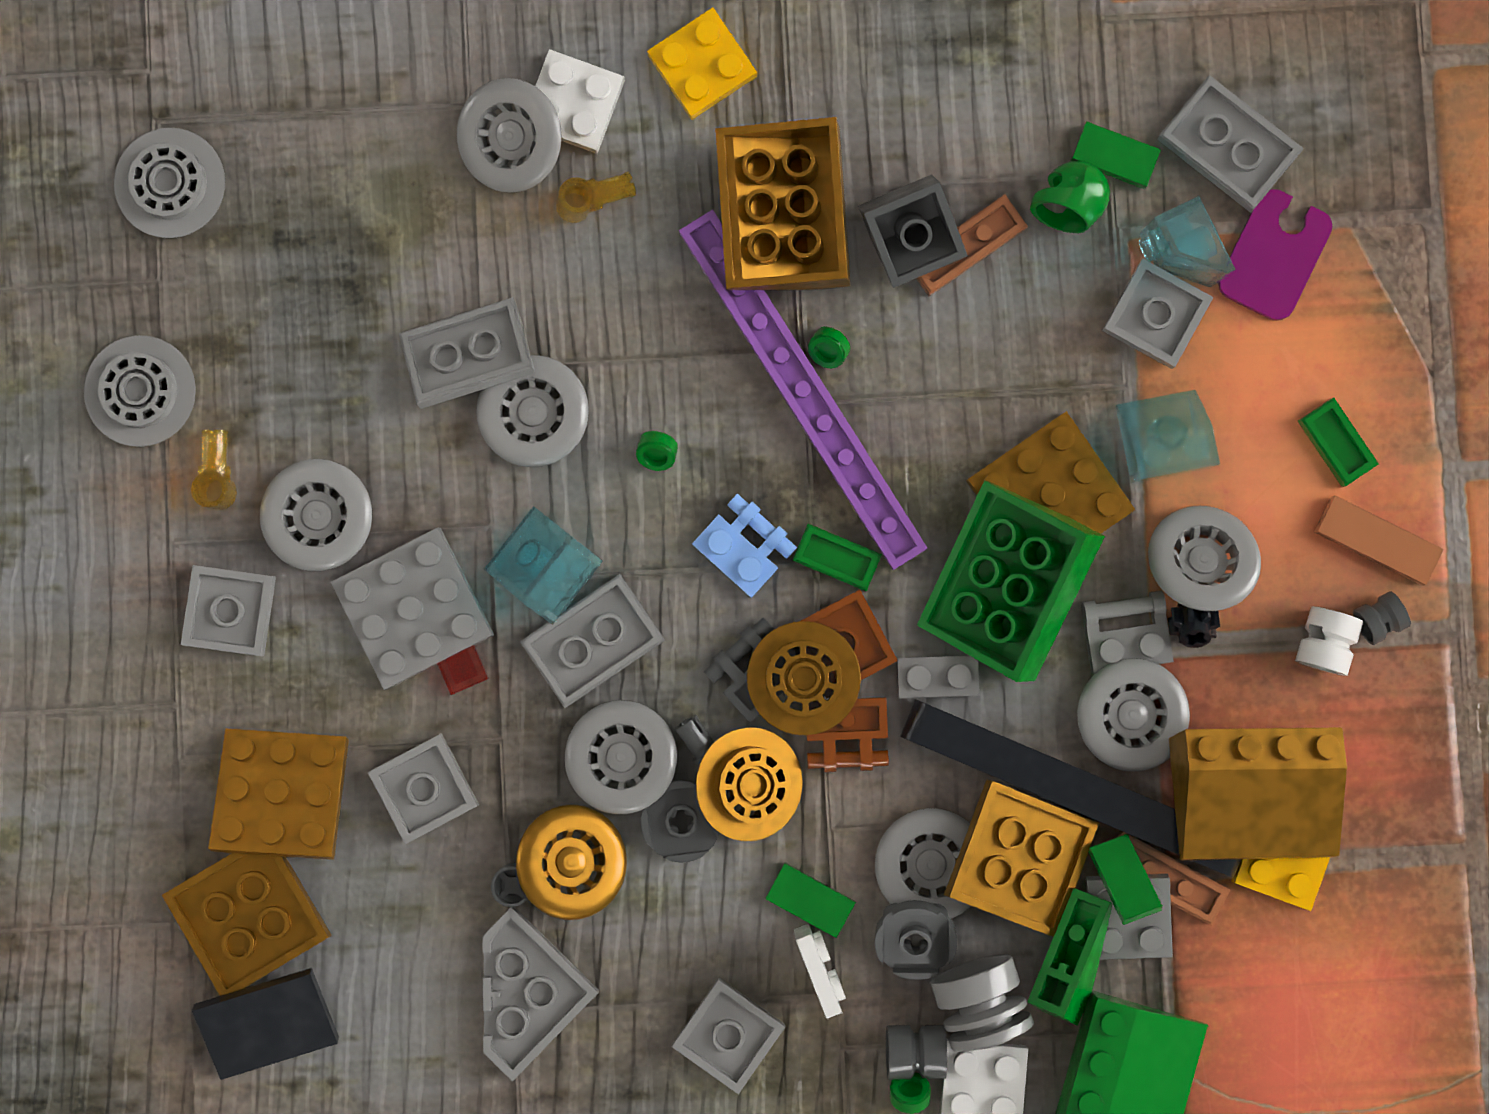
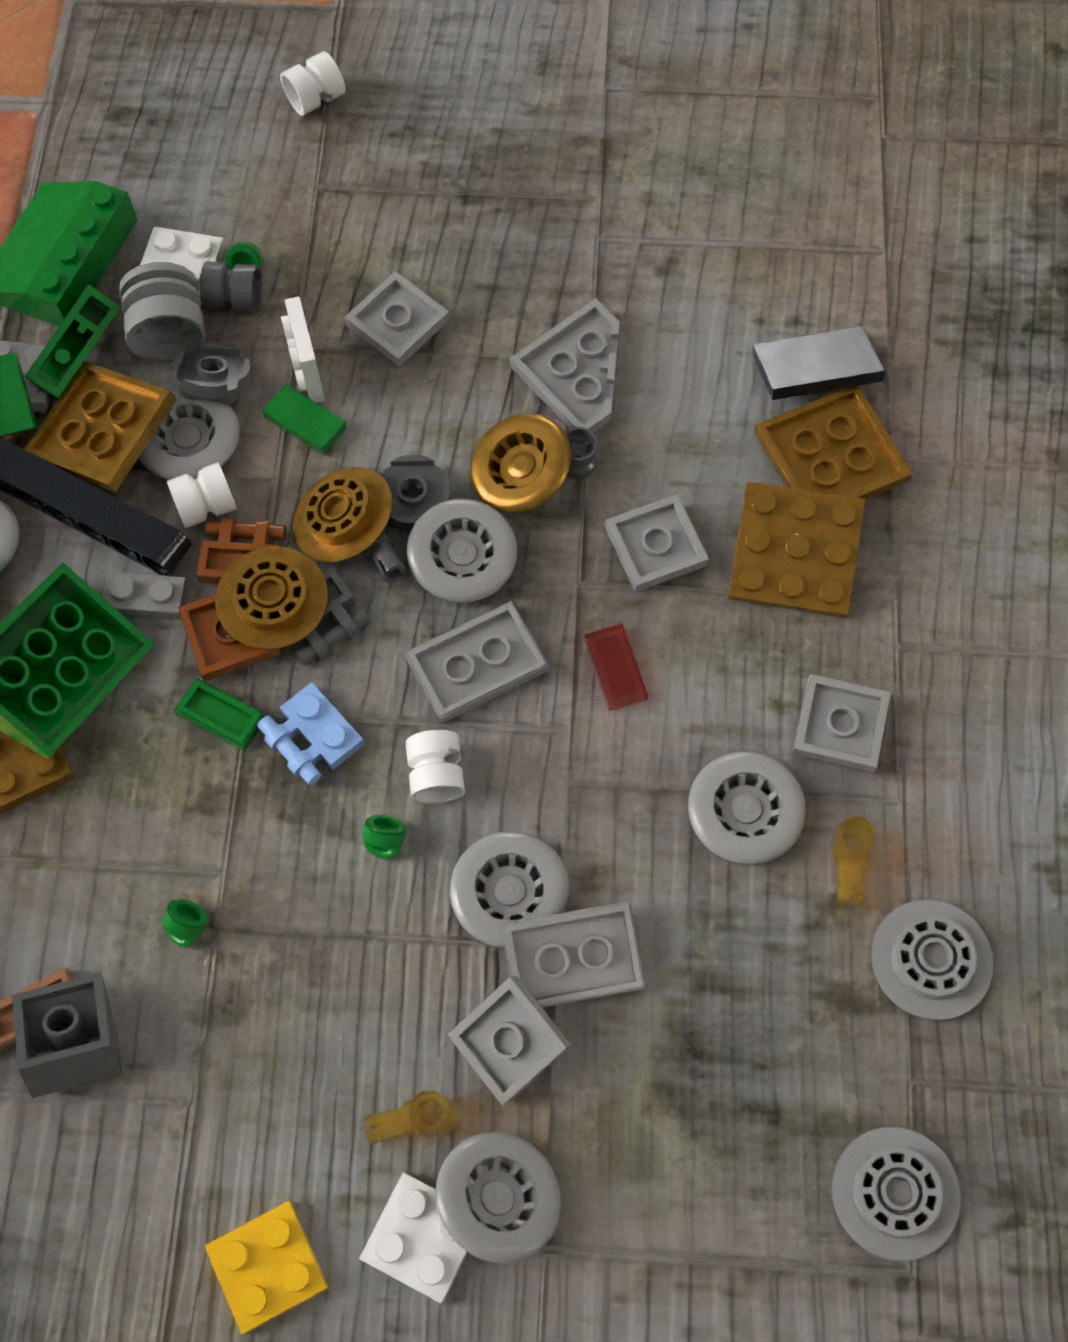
camera: 170 degrees left, 20 degrees down
(412, 608) = (654, 709): light grey plate -> none
(515, 268) = (509, 1040): none -> light grey plate
(543, 565) = (517, 732): clear light blue slope -> none
(616, 518) = (435, 769): none -> white wheel
(783, 205) = (199, 1075): pearl gold slope -> none
(808, 400) = (225, 891): medium lavender plate -> none
(898, 789) = (201, 495): none -> white wheel

